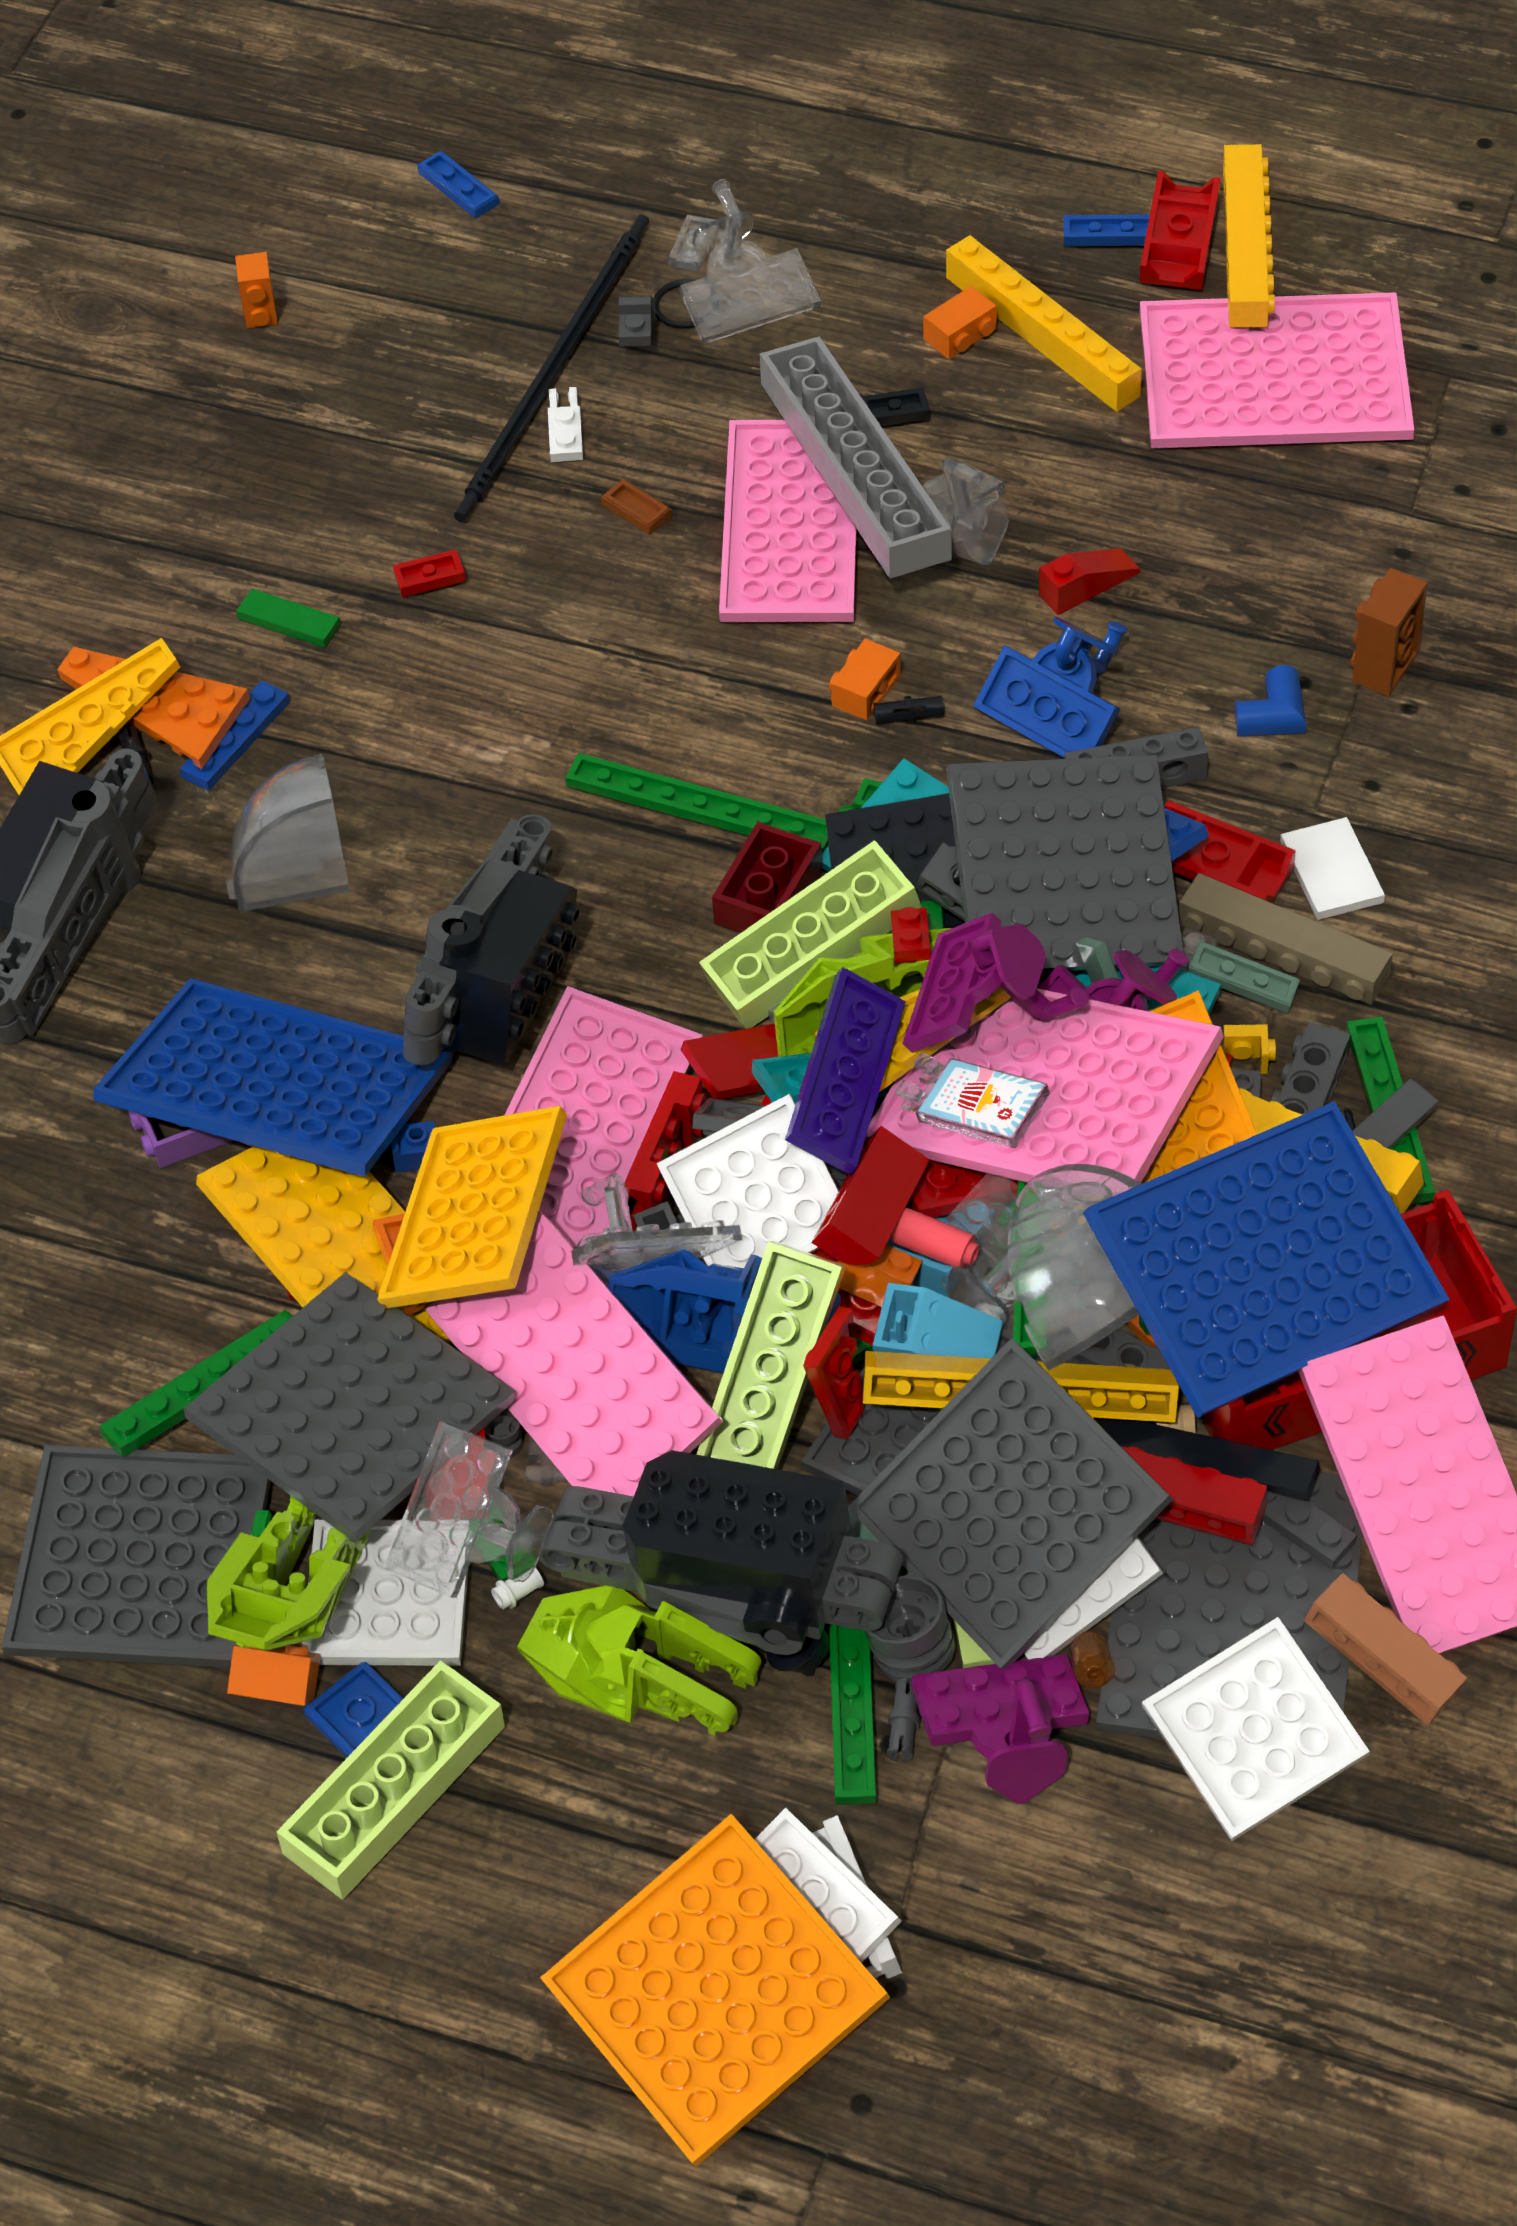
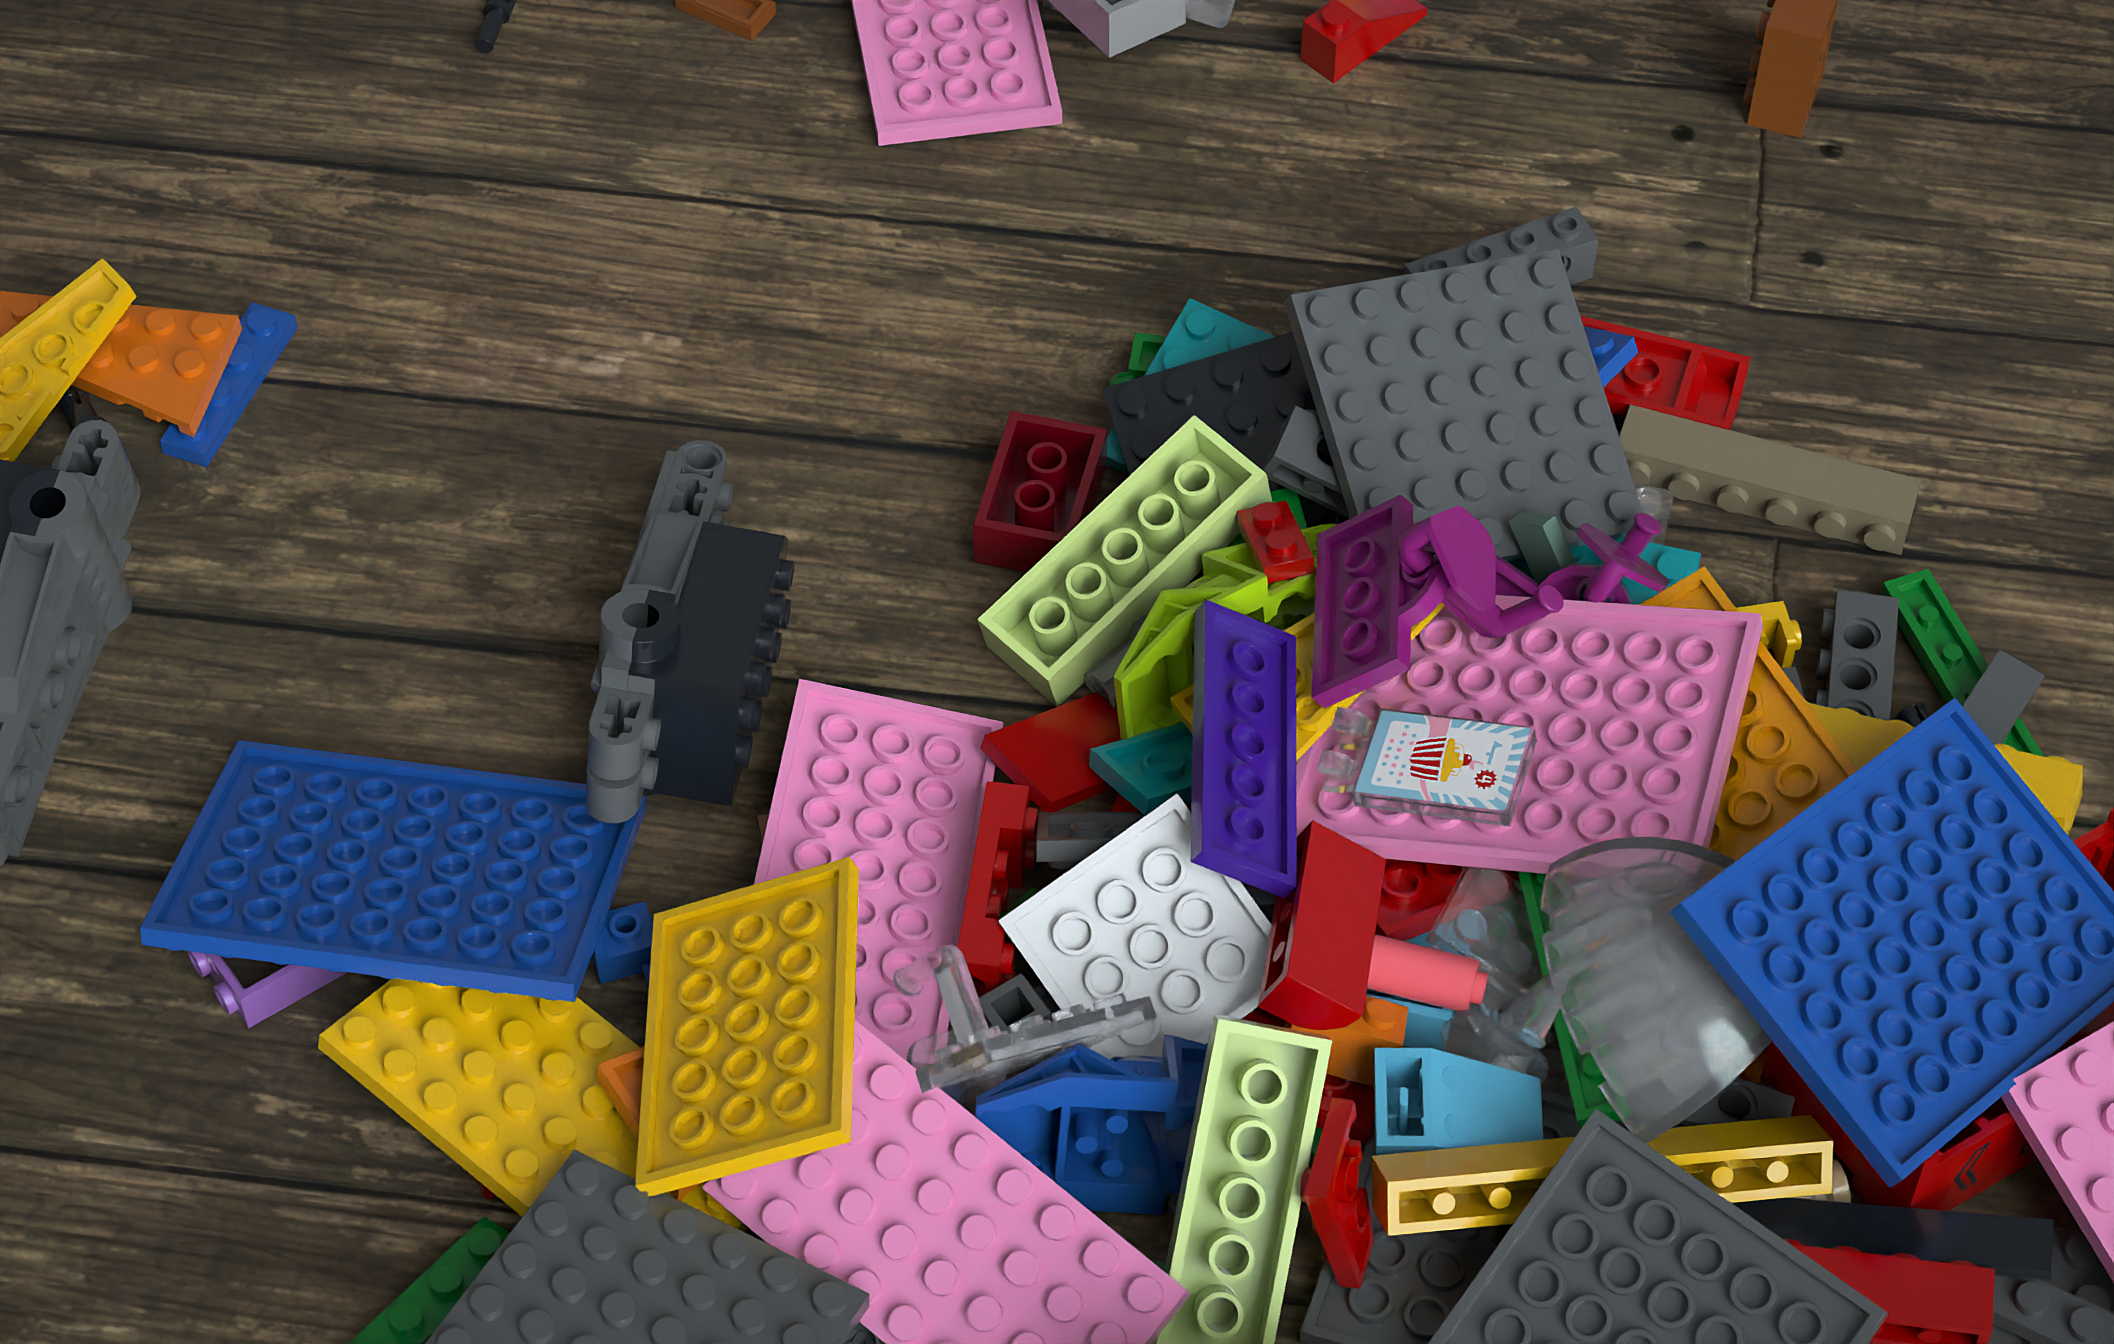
camera: 15 degrees left, 0 degrees up
(287, 840) = (347, 519): clear brick -> none
(288, 618) = (271, 211): green tile -> none
(429, 573) = (458, 126): red plate -> none
(688, 799) = (897, 393): green plate -> none
(865, 678) = (1099, 198): orange brick -> none
(932, 708) = (1139, 241): black pin -> none
(1053, 692) = (1365, 197): blue plate -> none
(1244, 976) = (1728, 539): sand green tile -> none
(1278, 713) = (1665, 174): blue brick -> none
(1333, 868) = (1799, 376): white tile -> none

